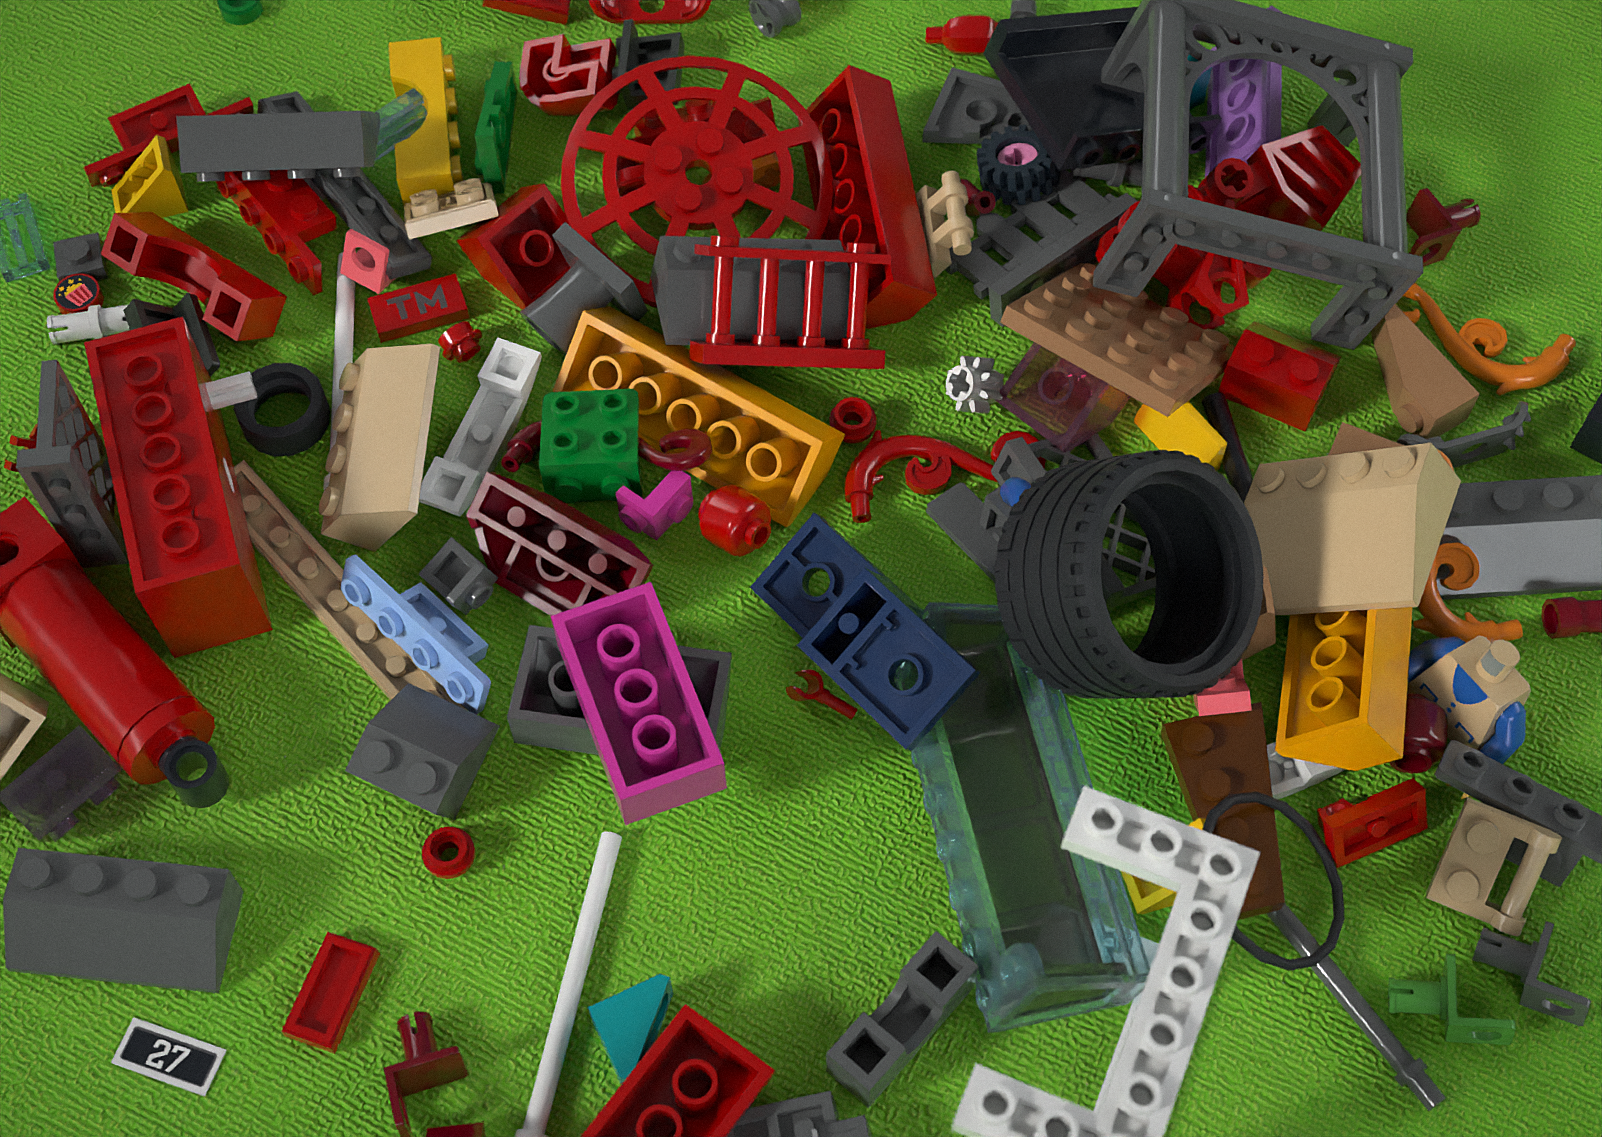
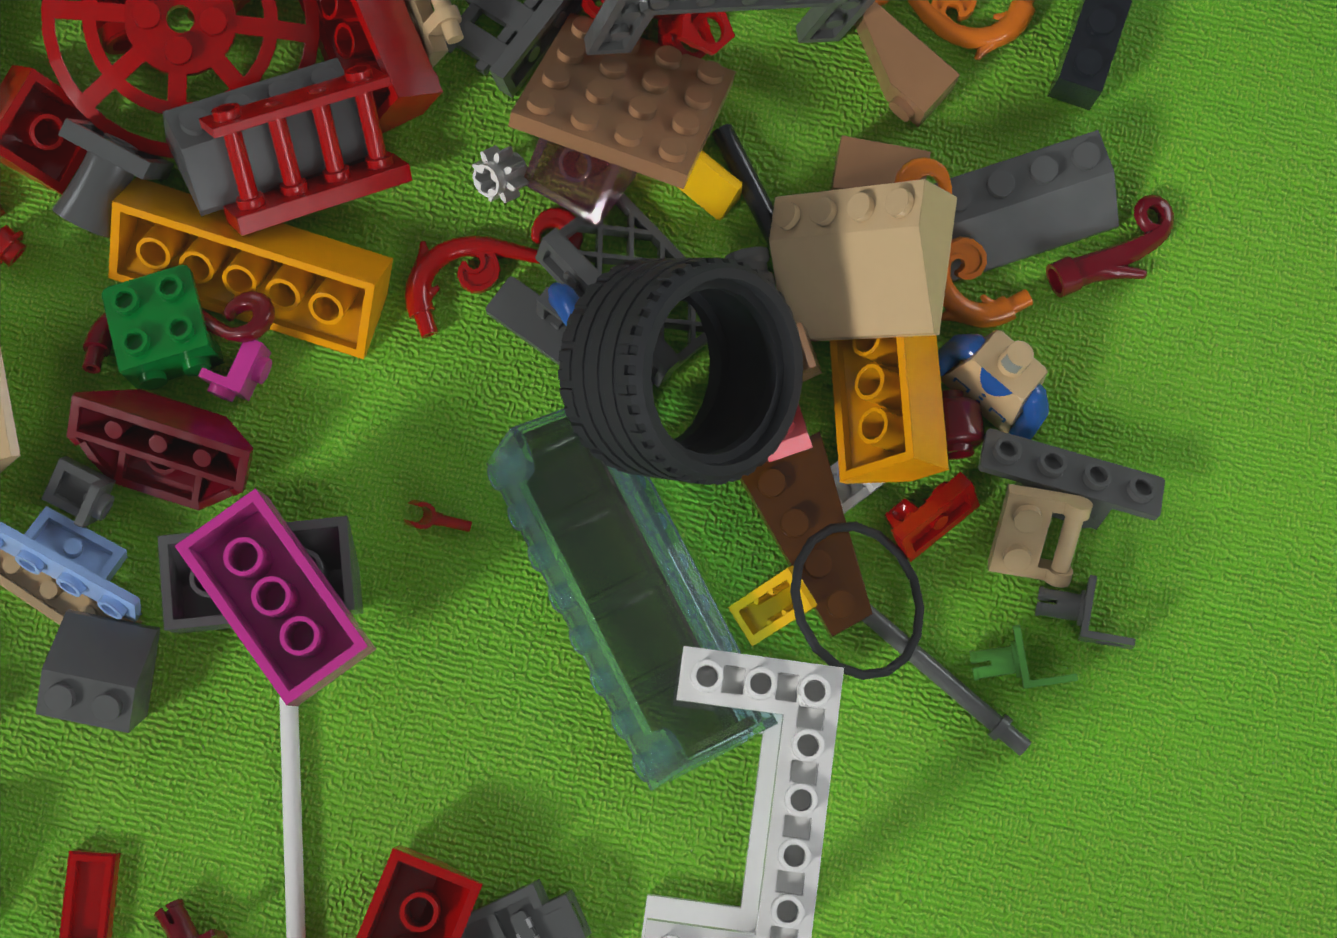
camera: 20 degrees left, 20 degrees up
(441, 840) = (137, 747): red plate -> none
(485, 429) = (56, 336): white slope -> none
(631, 1022) = (352, 868): teal slope -> none
(735, 520) = (314, 370): red head -> none
(857, 410) = (387, 227): red plate -> none
(864, 632) = (457, 461): dark blue bracket -> none
(885, 1041) = (576, 803): dark grey arch -> none
(1278, 375) = (776, 87): red slope -> none
(1494, 440) = (933, 141): dark grey piece -> none

